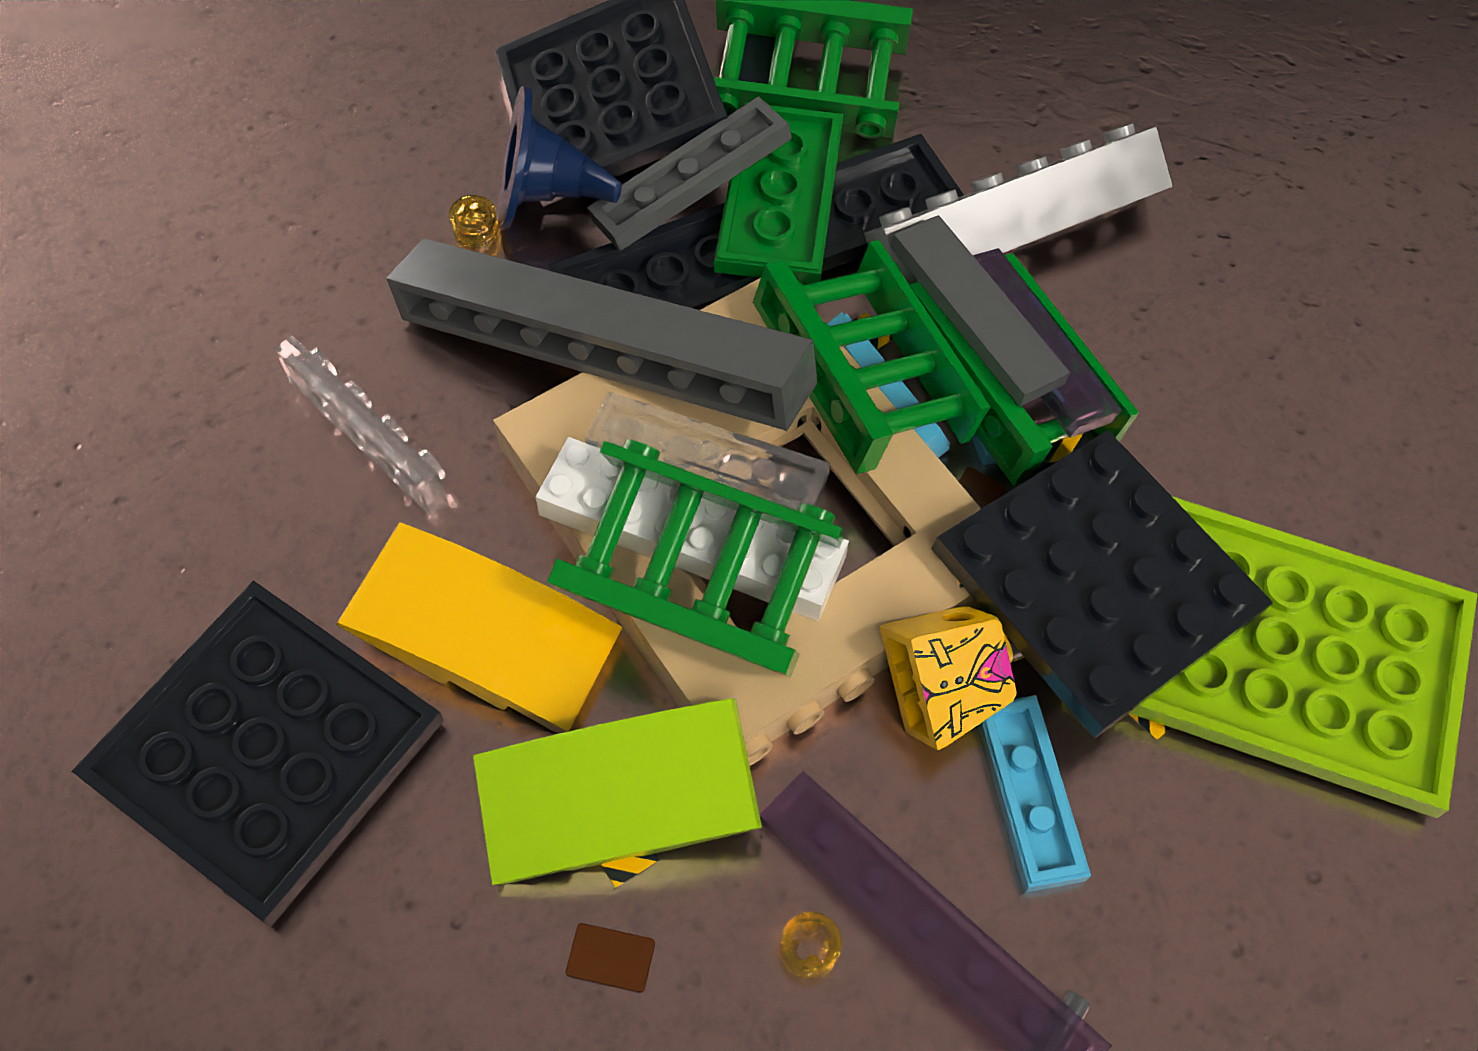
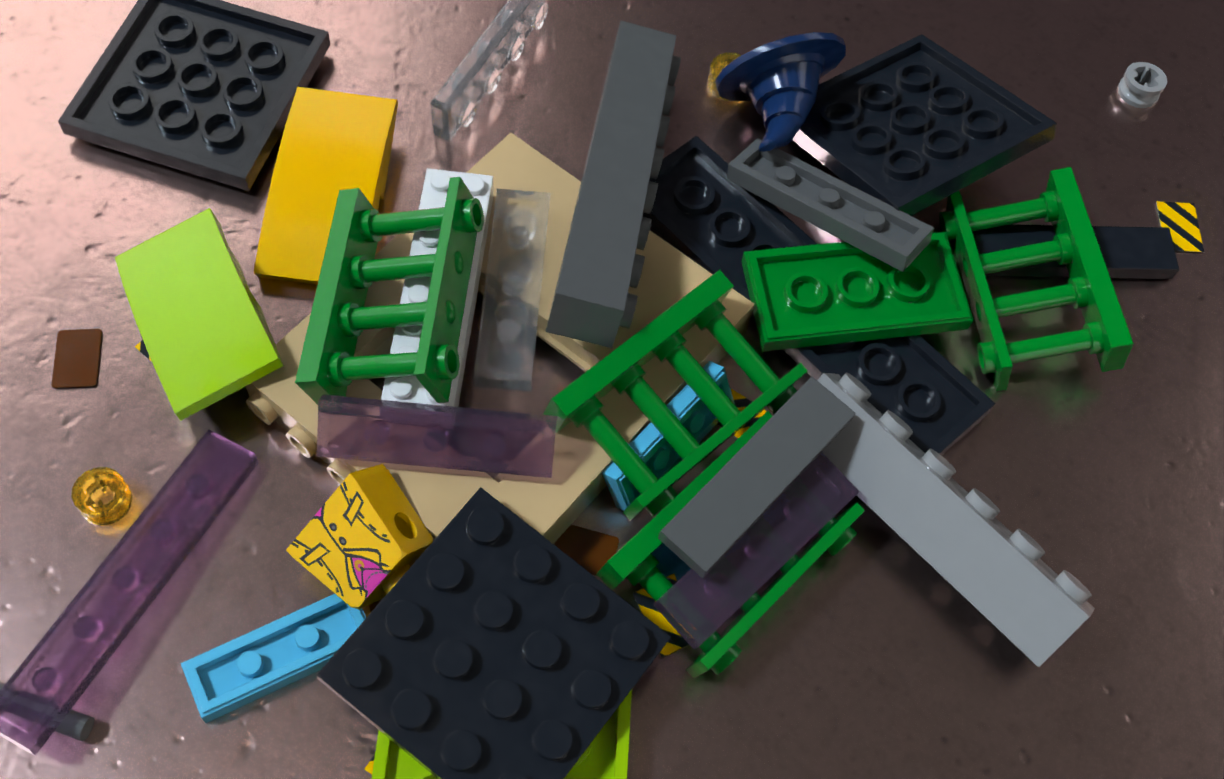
camera: 70 degrees right, 0 degrees up
(865, 569) = (436, 436): none -> clear purple tile

